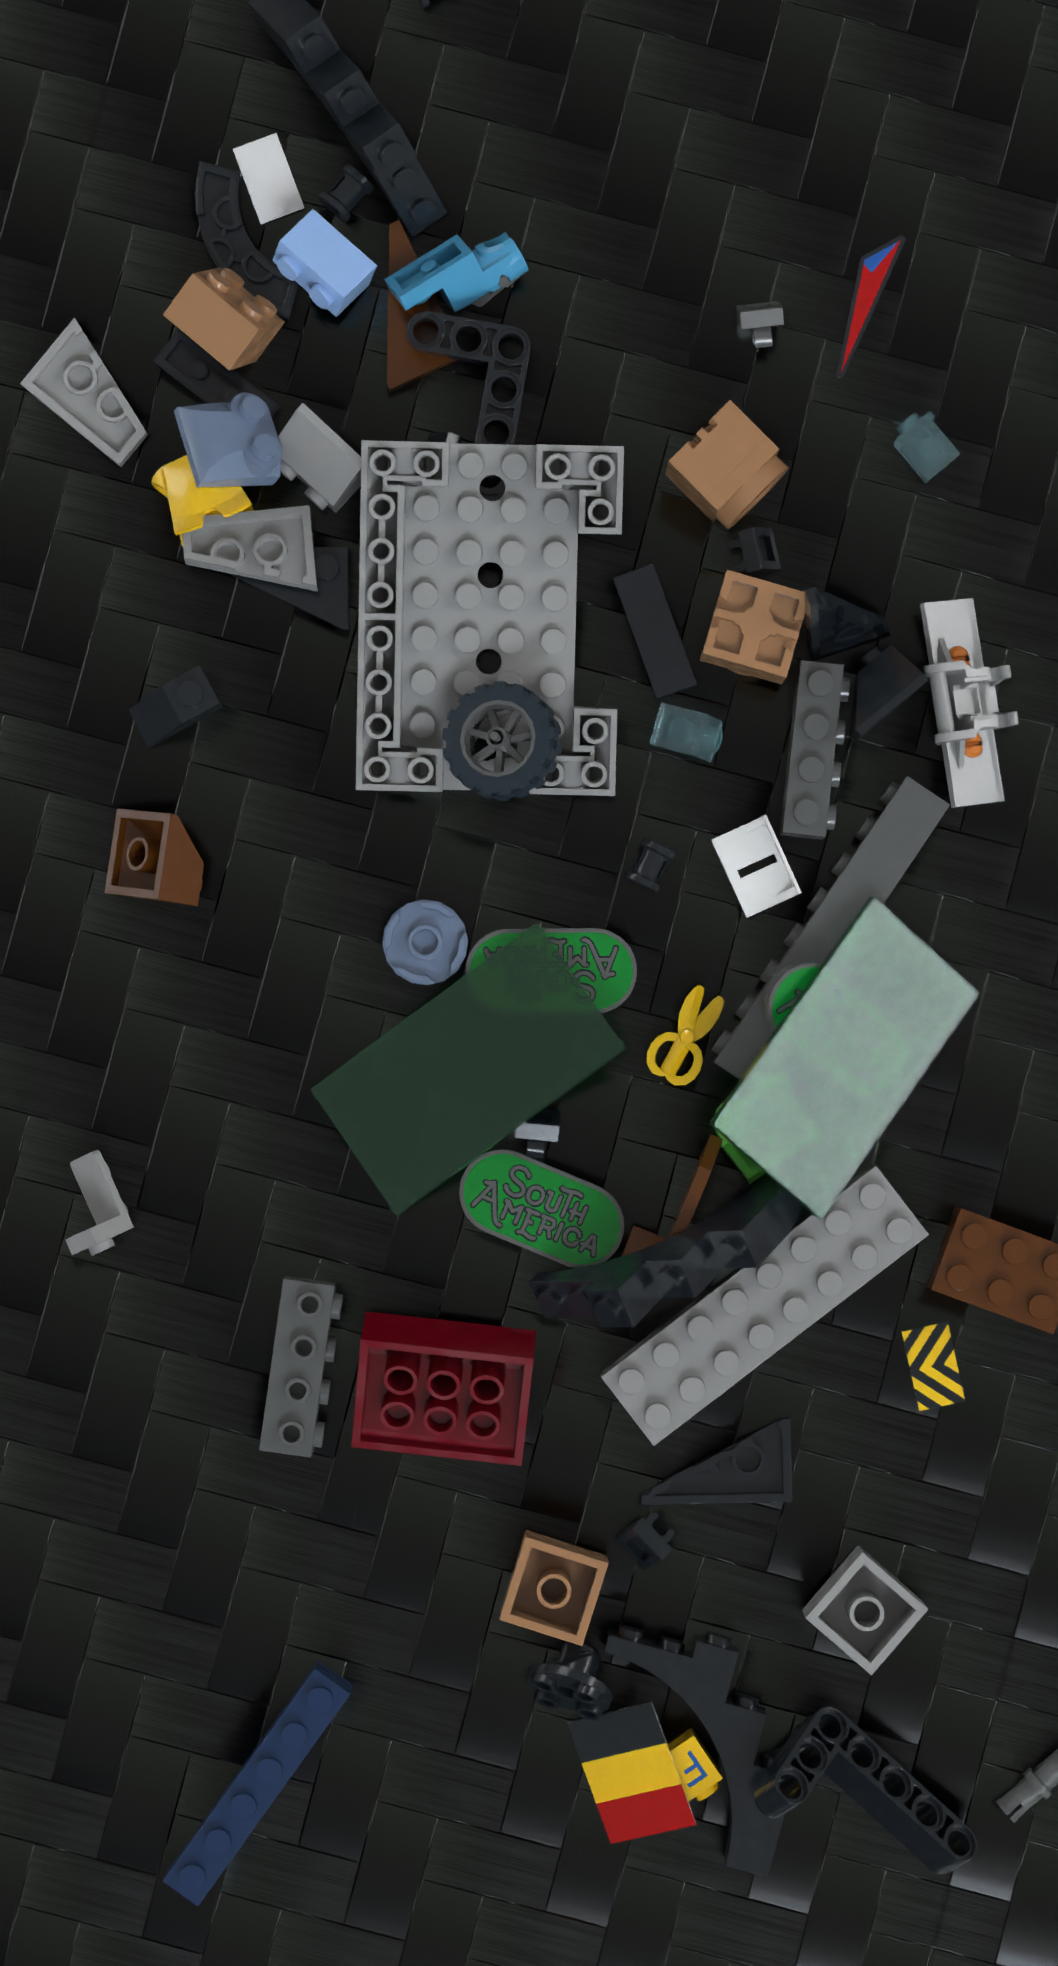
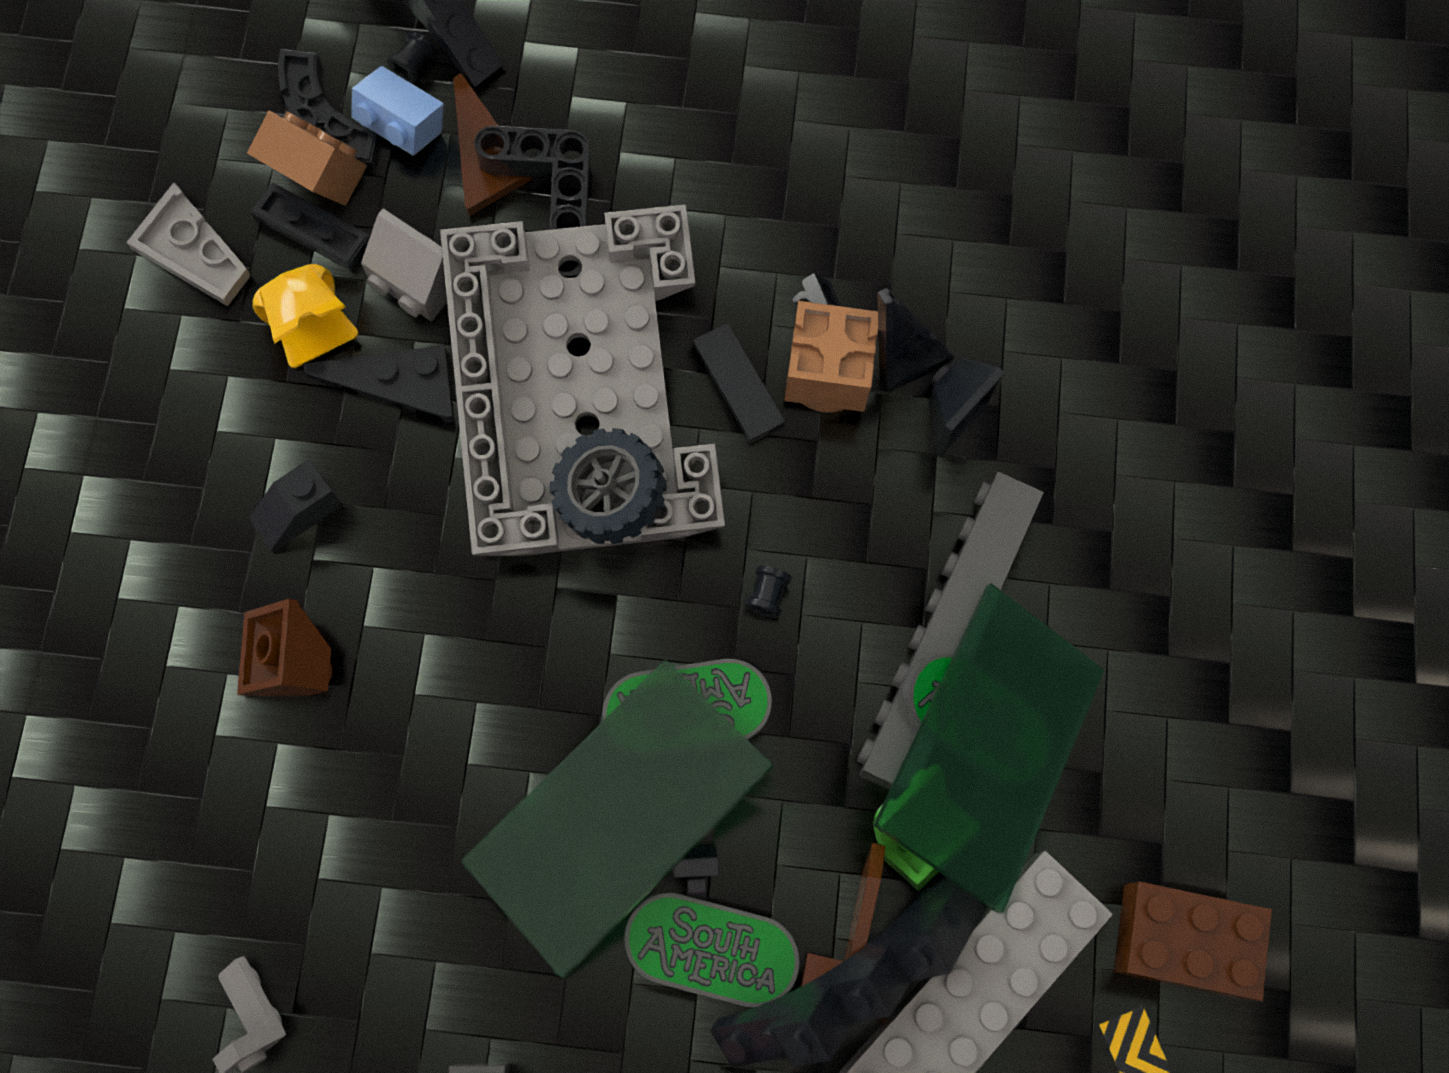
camera: 20 degrees left, 15 degrees down
(231, 442) = (322, 258): sand blue slope -> none
(257, 545) = (354, 349): light grey wing -> none
(268, 178) = (342, 58): white sticker -> none
(425, 942) = (559, 697): sand blue tile -> none
(459, 273) = (521, 101): dark azure plate -> none
(687, 732) = (783, 465): clear light blue bracket -> none
(689, 1030) = (832, 745): yellow piece -> none
(727, 466) = (781, 225): medium nougat piece -> none
(746, 846) = (861, 560): white piece -> none
(760, 319) = (790, 110): dark grey tile -> none
(812, 750) = (903, 464): dark grey brick -> none
(870, 281) = (879, 78): sticker -> none
(924, 445) = (953, 196): clear light blue bracket -> none
(964, 702) = (1037, 404): light grey piece -> none

